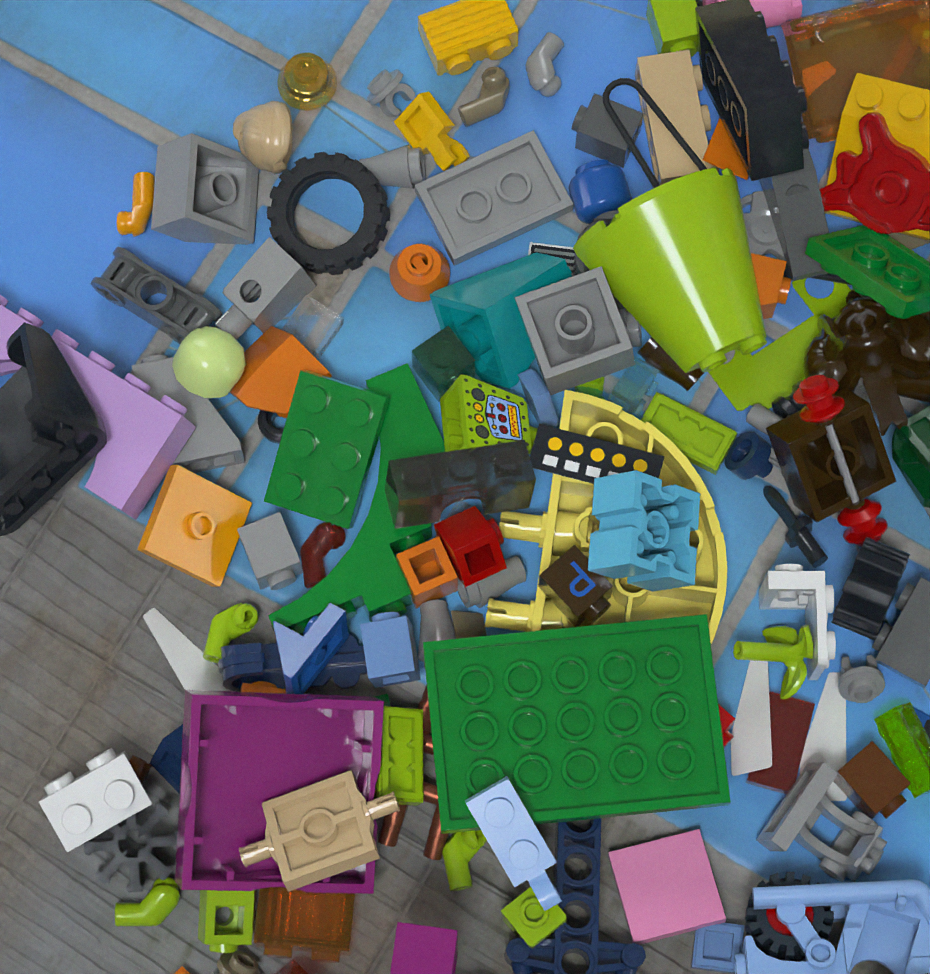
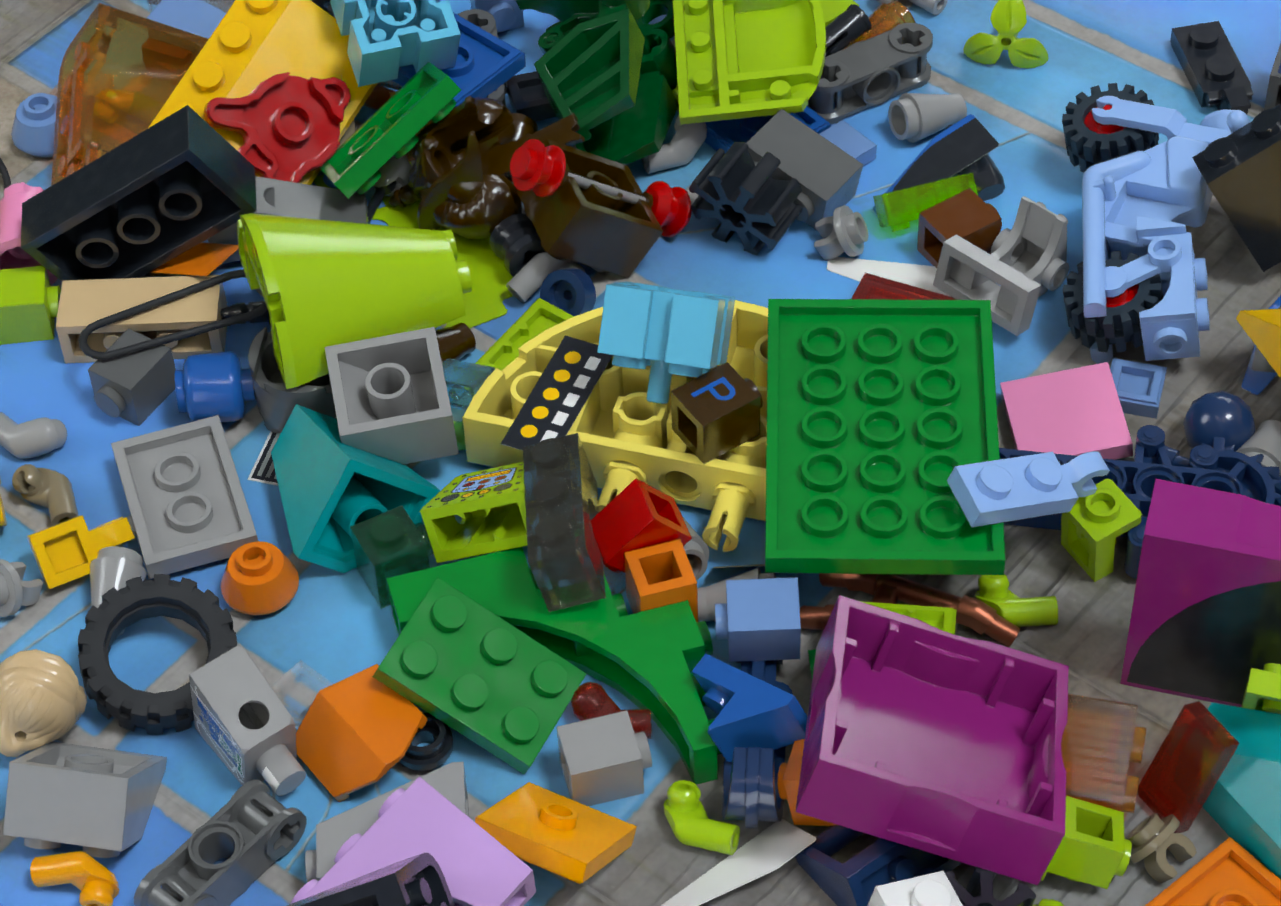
camera: 80 degrees left, 25 degrees down
(209, 362) = (334, 781): yellowish green hair -> none
(319, 830) = (993, 690): tan plate -> none
(538, 398) = (458, 458): medium blue tile -> none
(781, 646) = (831, 277): lime plant -> none
(799, 529) = (665, 263): black piece -> none
(803, 590) = (776, 246): white bracket -> none

